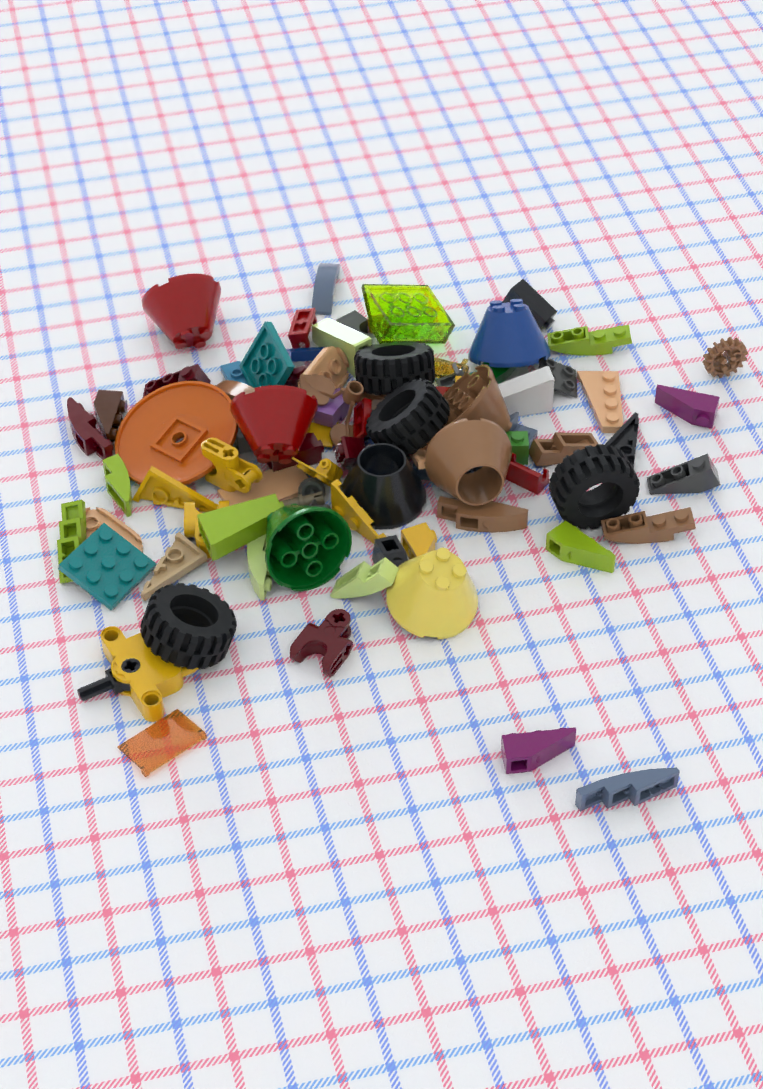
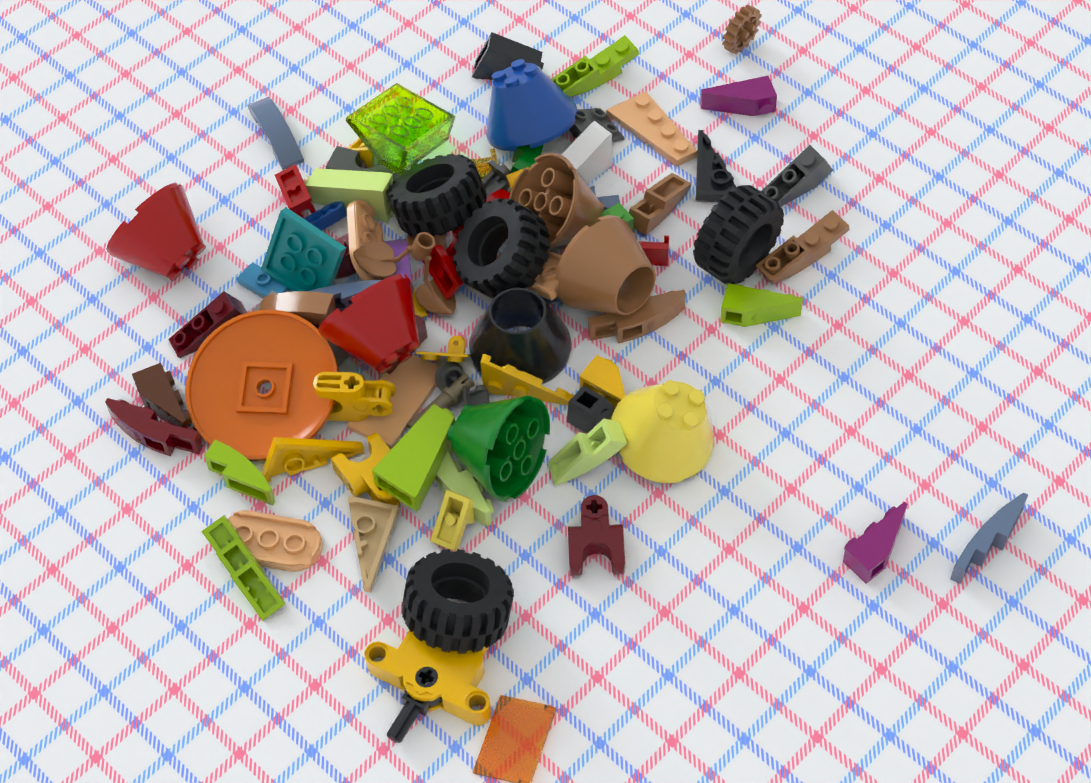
camera: 30 degrees left, 10 degrees up
(107, 566) = (305, 576): teal plate -> none
(237, 576) = (452, 519): none -> light yellow slope
(348, 450) = (461, 314): dark red slope -> none

